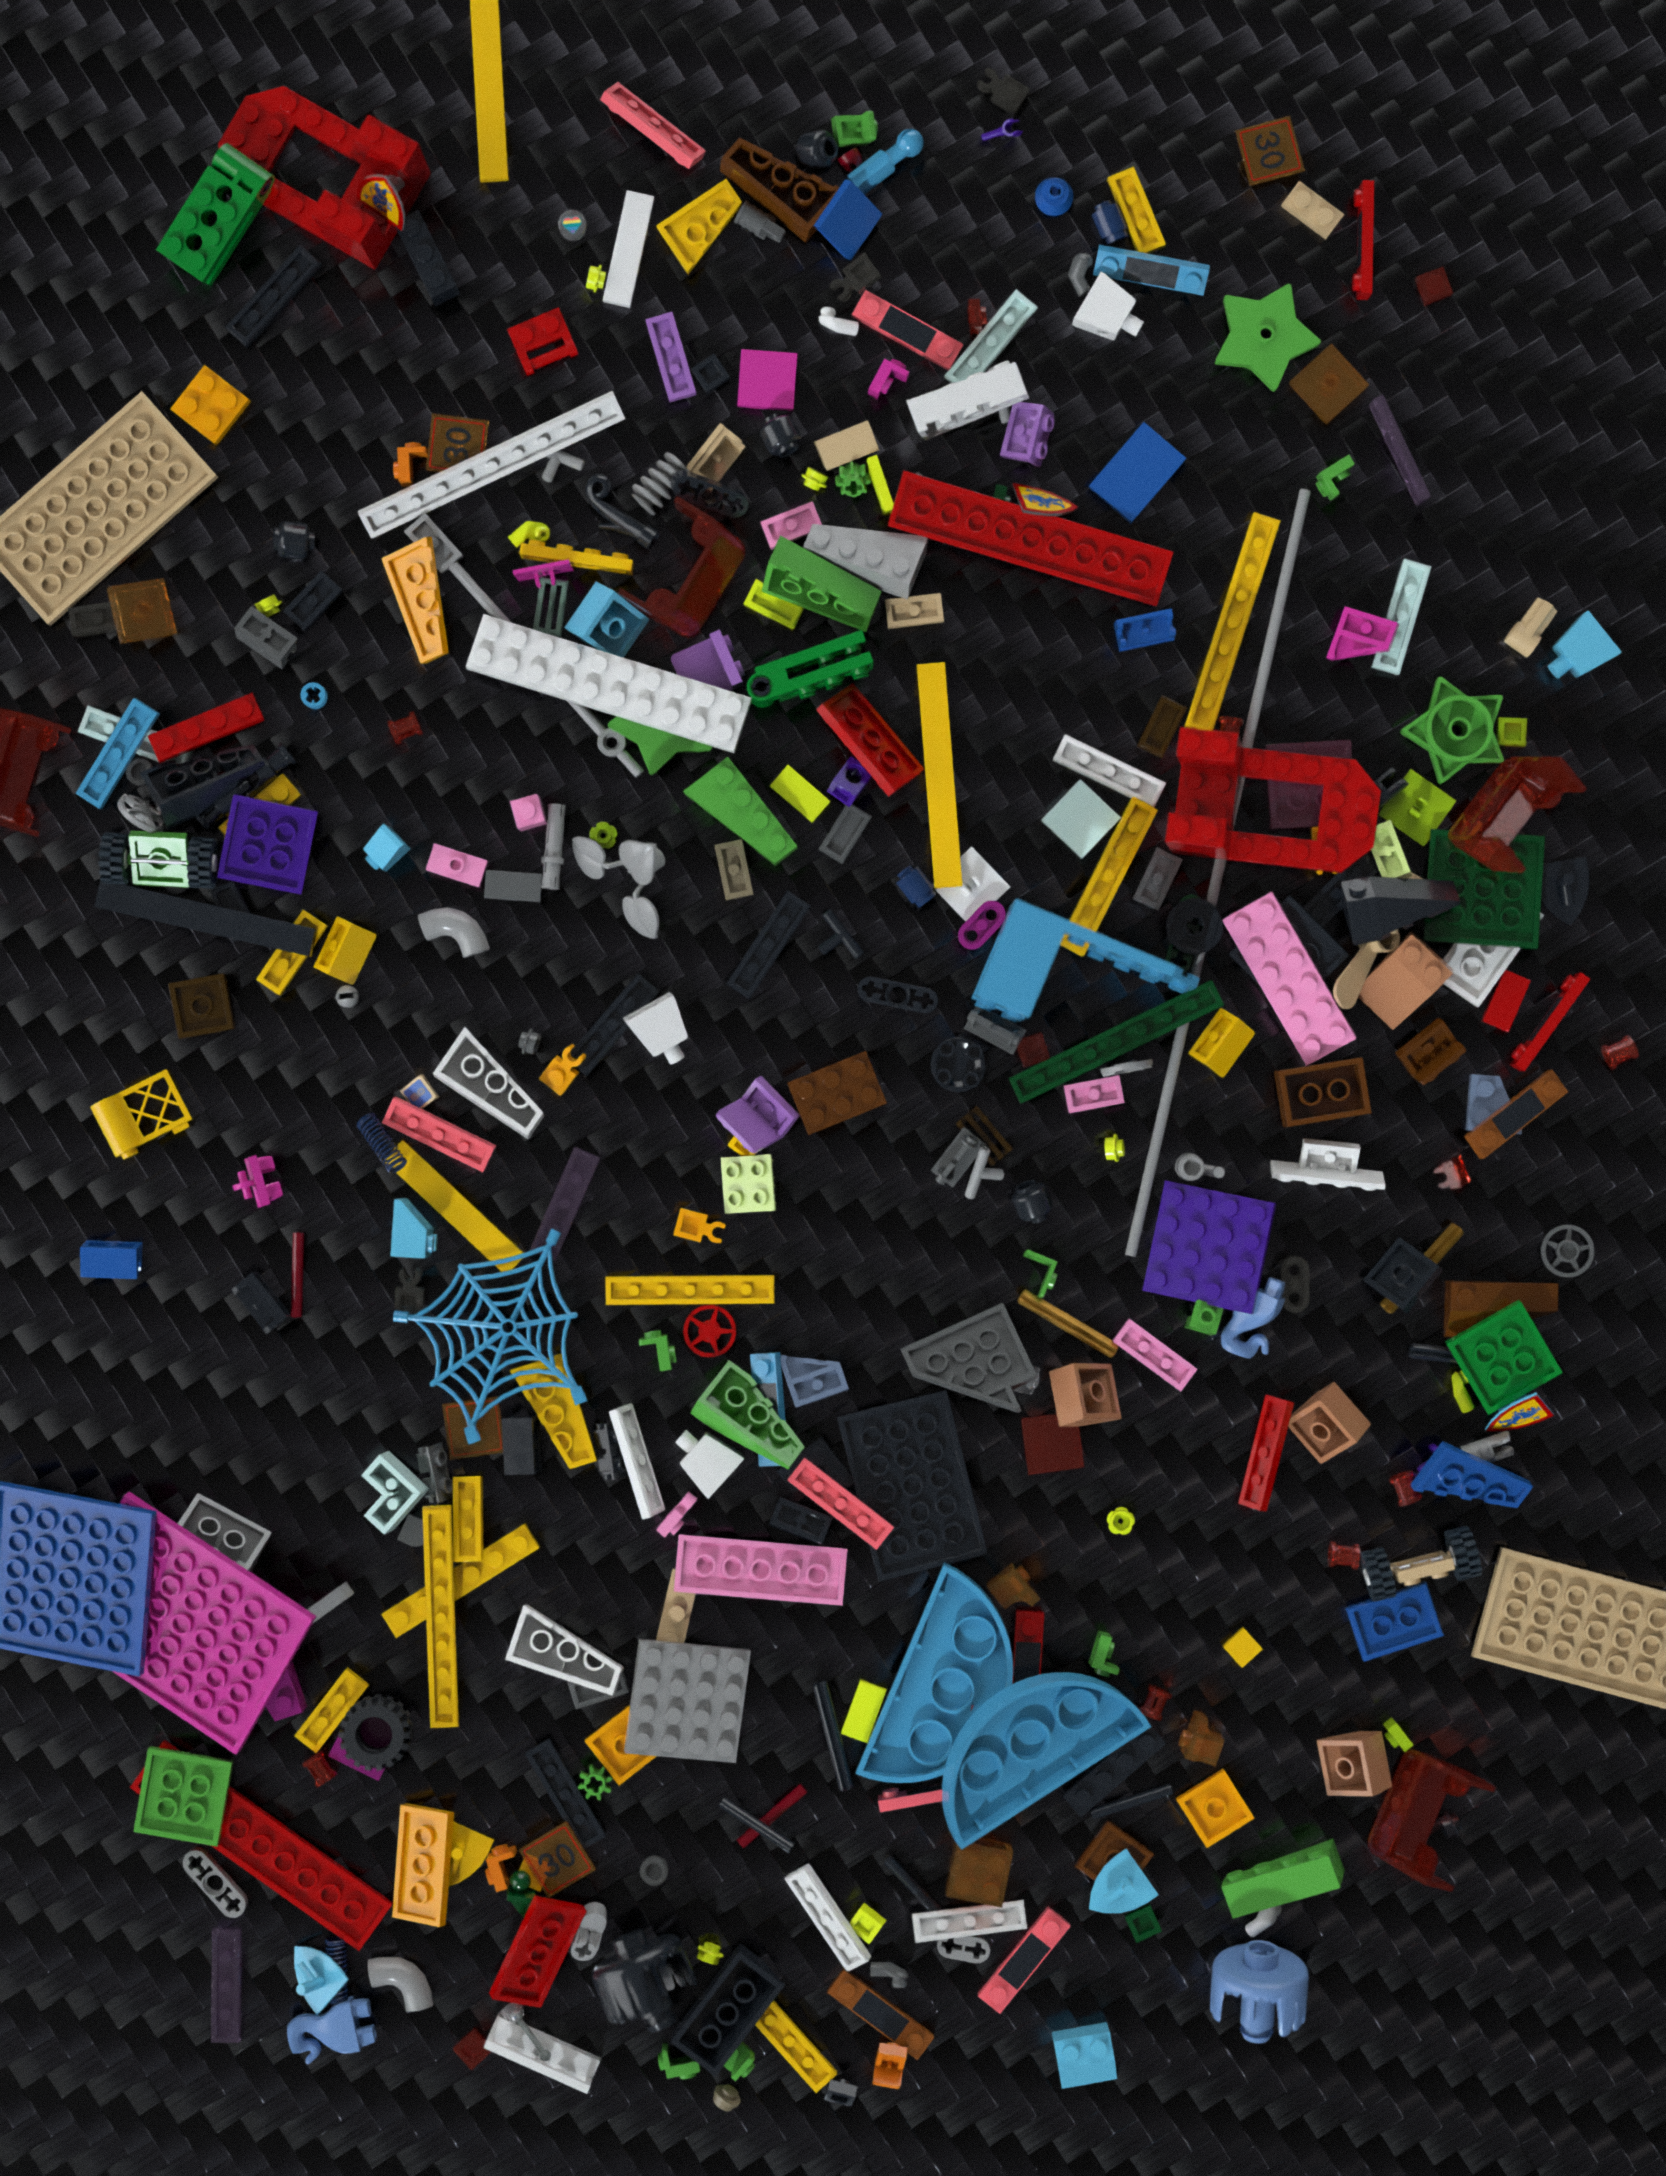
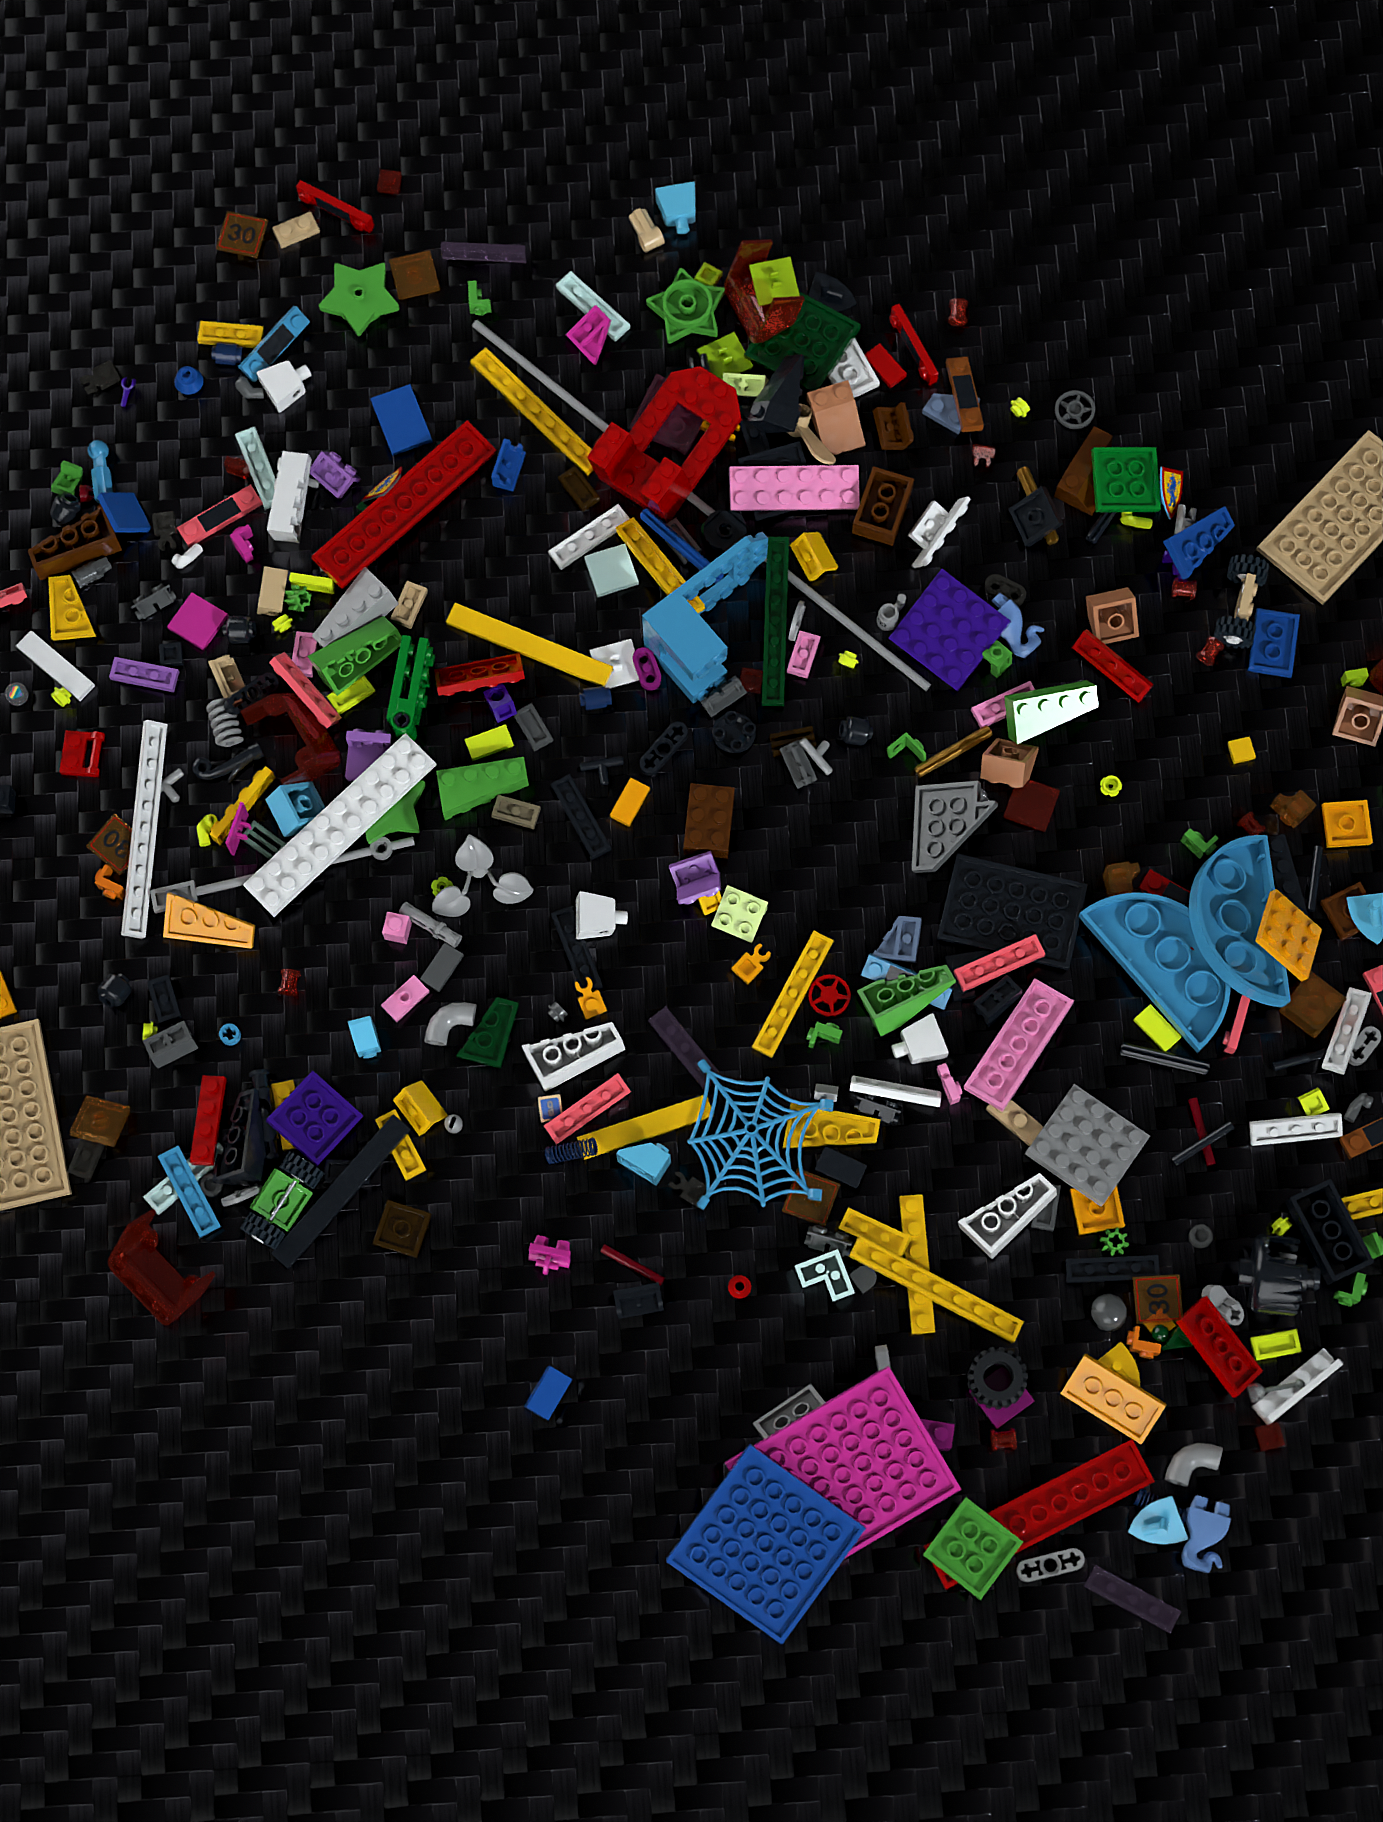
camera: 65 degrees left, 15 degrees down
(121, 1127) = (455, 1333): yellow piece -> none
(331, 1710) = (964, 1407): yellow plate -> none
(342, 1403) = (739, 1294): none -> red plate
(464, 984) = (491, 1037): none -> dark green wing
(517, 1812) = (1109, 1312): none -> dark grey hair
(577, 2007) = (1275, 1344): none -> neon yellow tile
(595, 1385) = (826, 1092): none -> light grey tile
(746, 553) = (305, 690): none -> coral plate
(754, 308) = (160, 596): none -> dark grey hinge
(814, 990) = (630, 802): none -> light orange tile
(1040, 1809) = (1288, 935): none -> light orange plate
(1148, 886) = (676, 541): none -> blue axle
(1172, 1406) = (1046, 708): none -> wedge
(1534, 1185) = (1019, 407): none -> neon yellow plate
(1539, 818) = (773, 280): none -> lime piece

